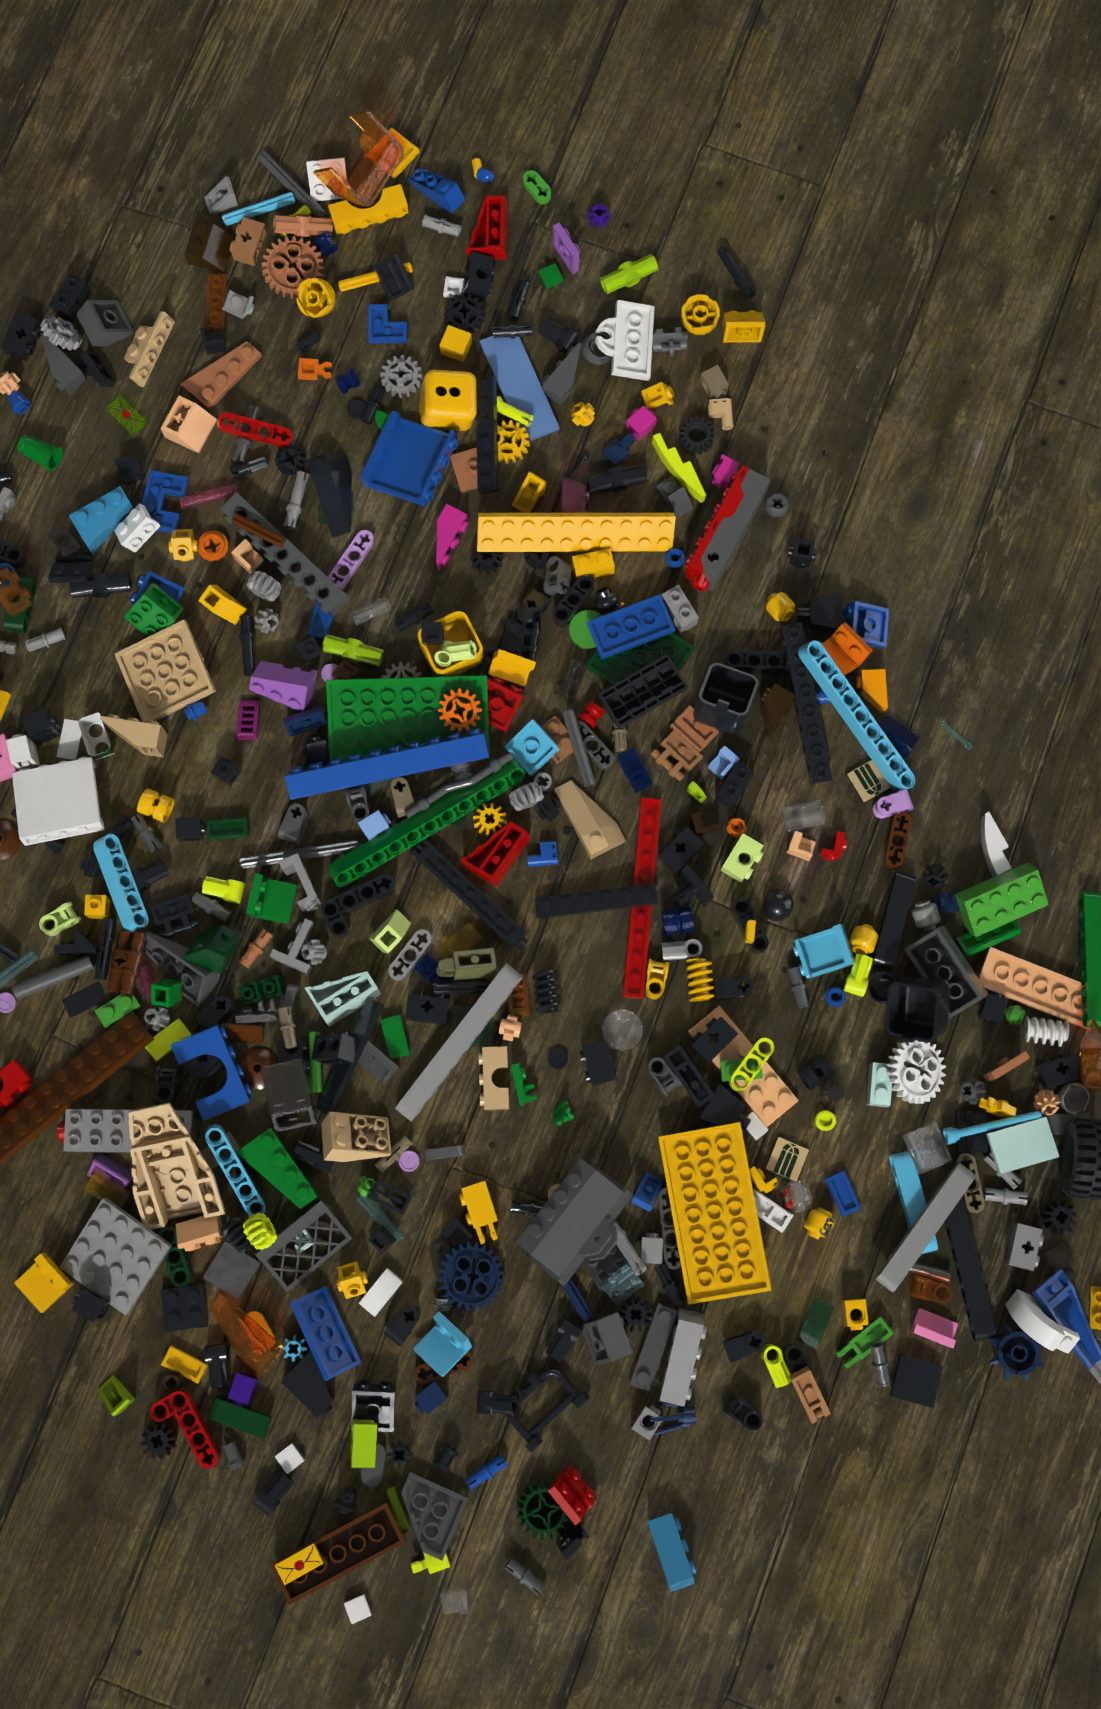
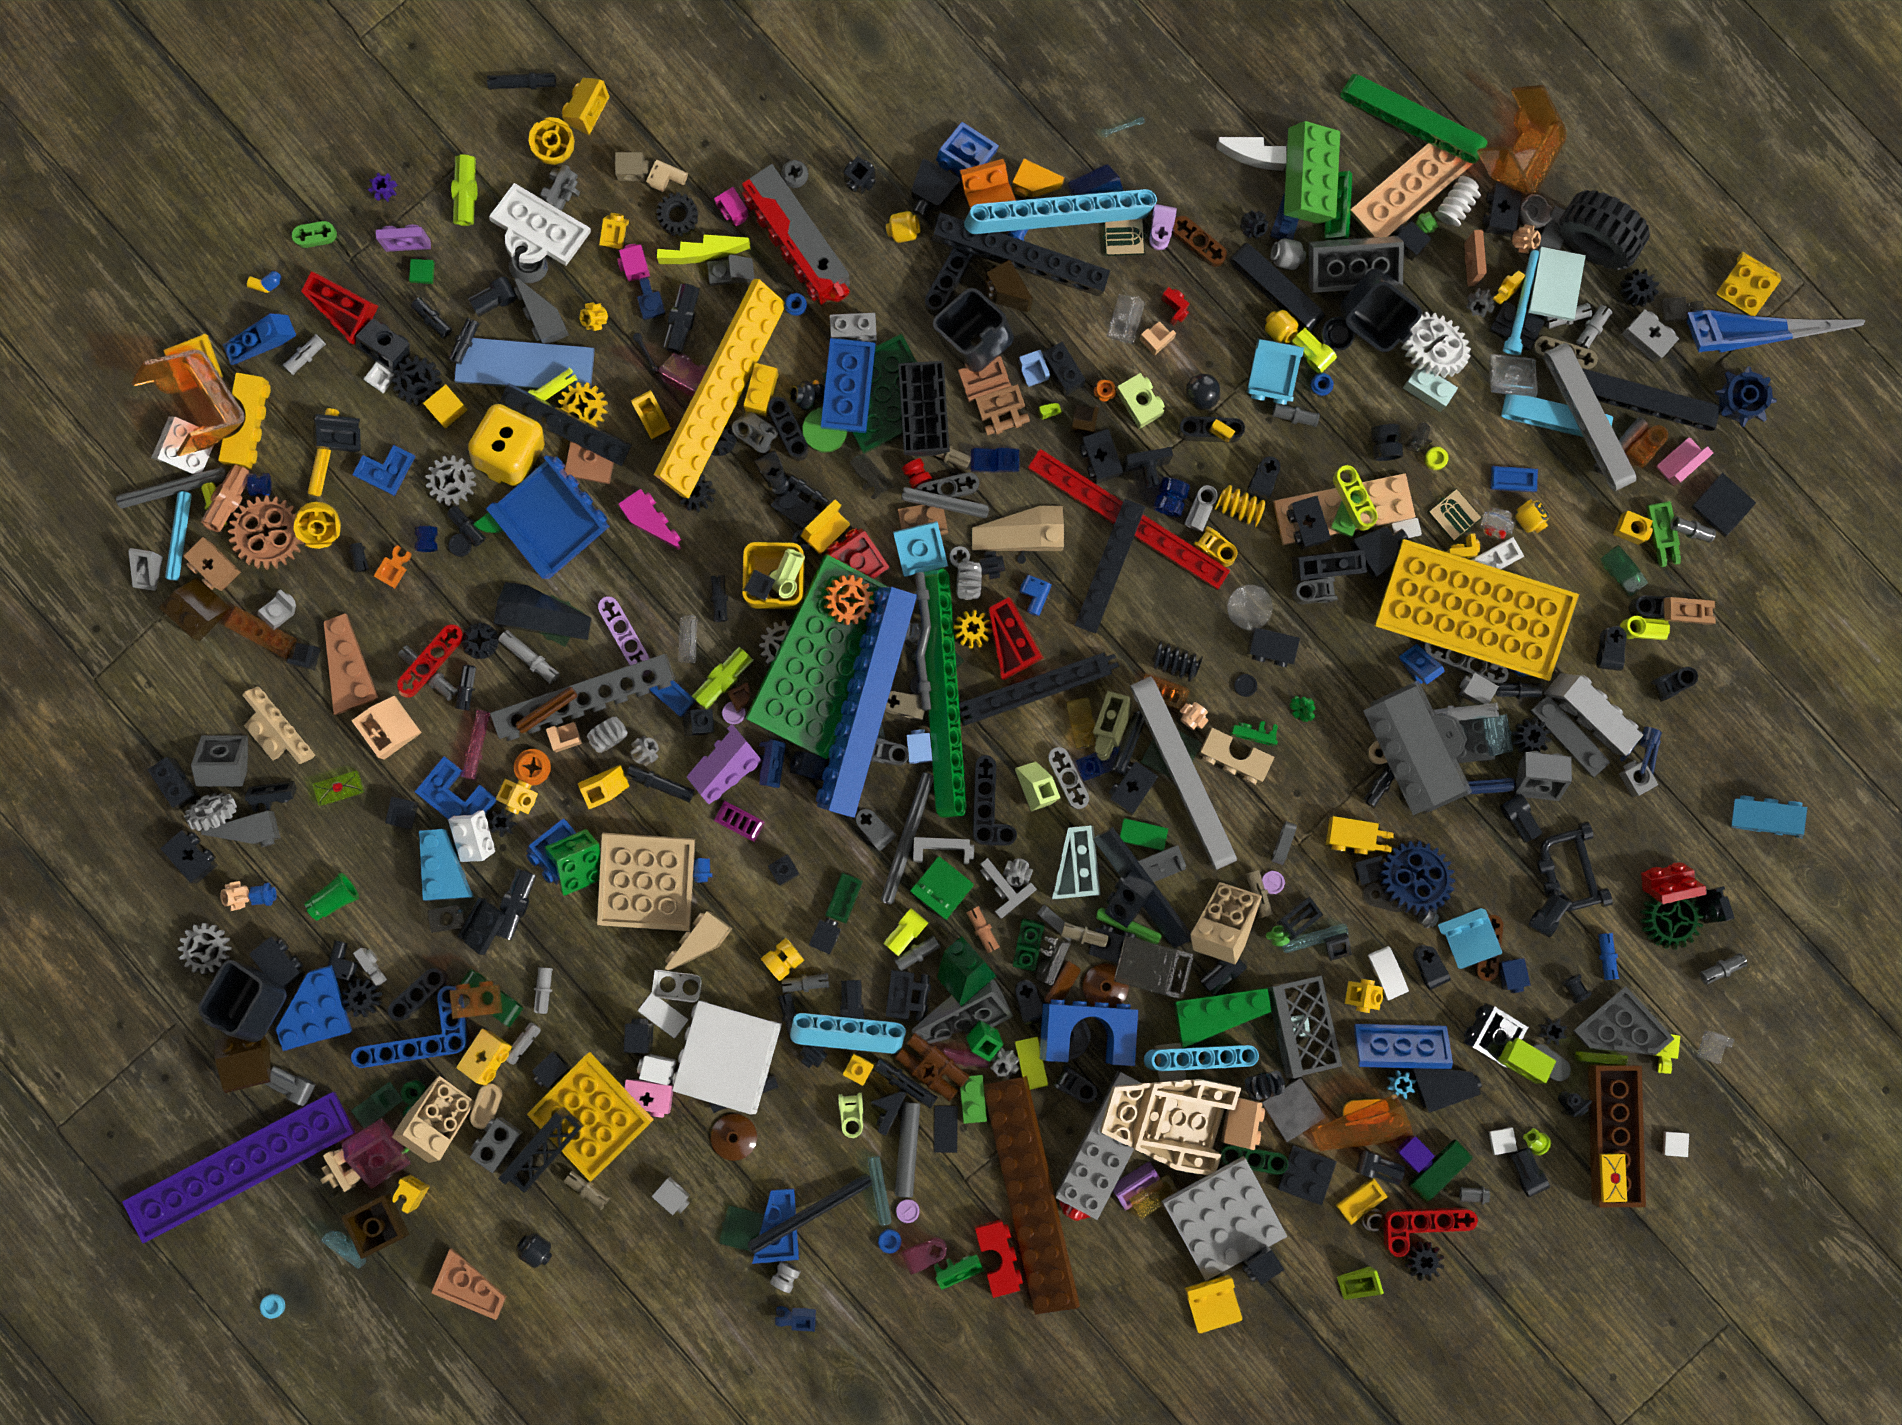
camera: 70 degrees left, 5 degrees up
(157, 540) = (496, 822): none -> black gear
(260, 1231) = (1275, 1061): neon yellow gear -> none
(302, 1487) = (1537, 1142): none -> lime hose
(1037, 1325) = (1730, 363): white arch -> none

